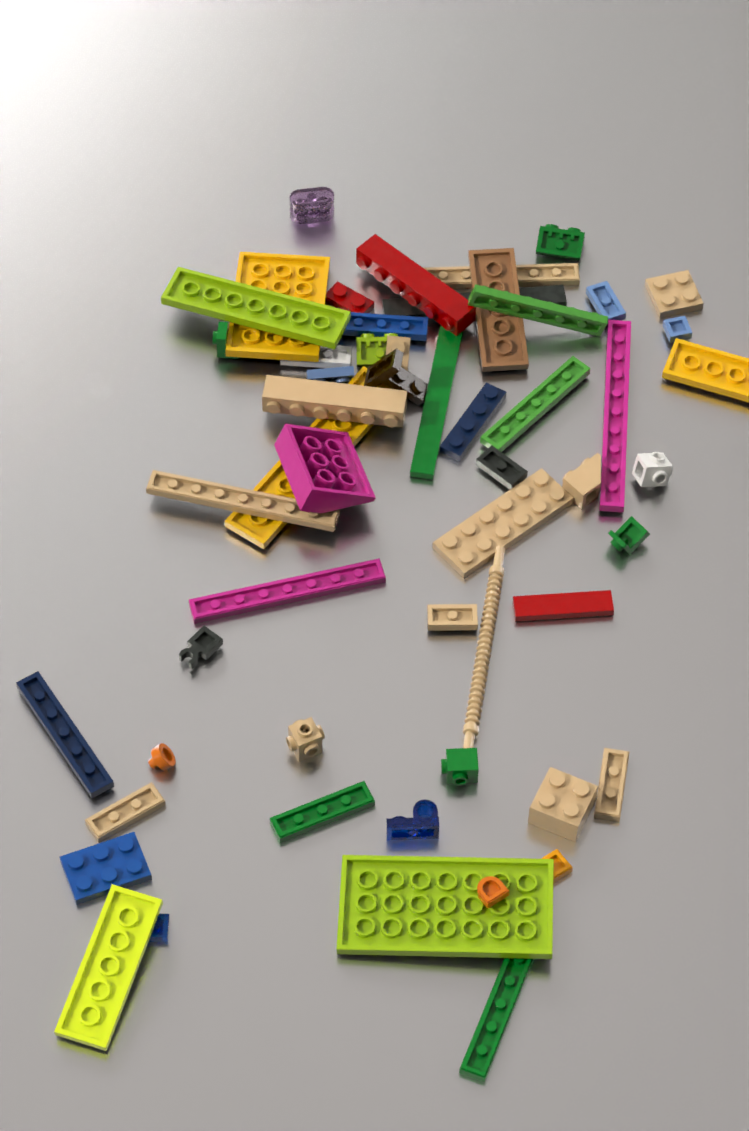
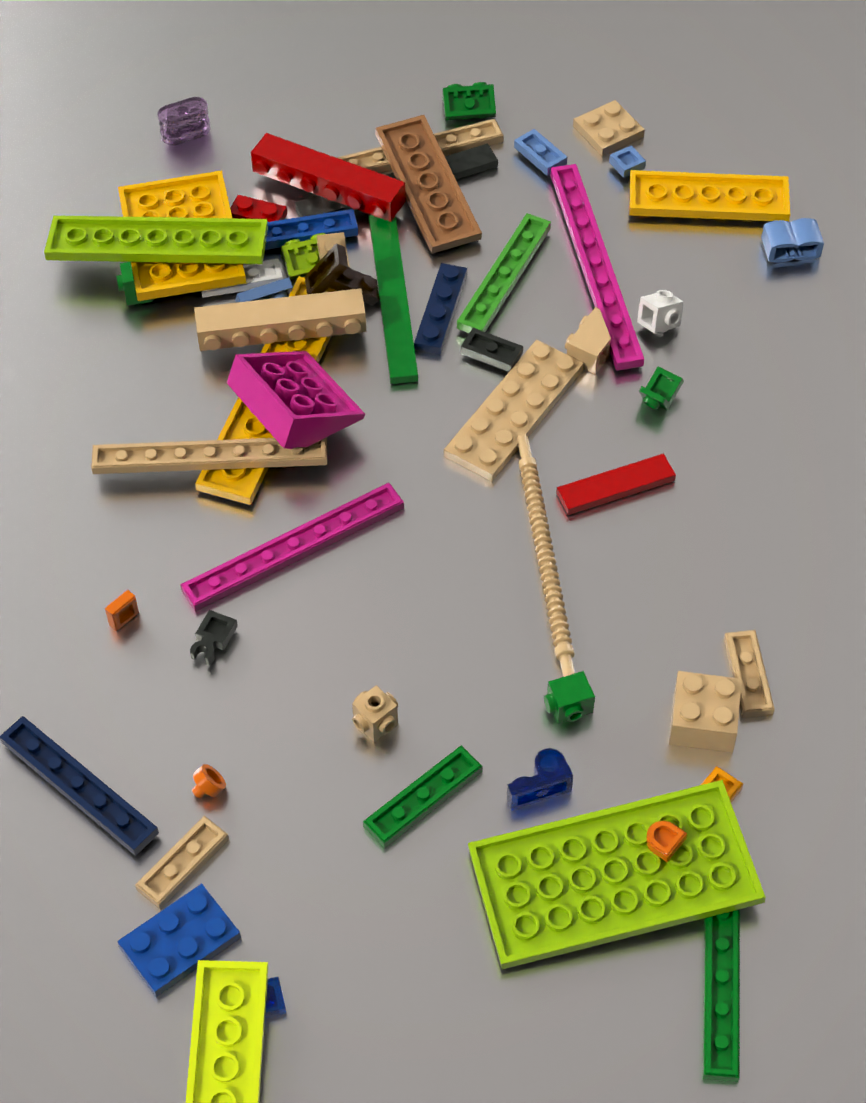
camera: 15 degrees left, 0 degrees up
(137, 608) = (122, 610): none -> orange tile
(452, 617) = (496, 528): tan plate -> none
(537, 310) = (473, 172): bright green plate -> none

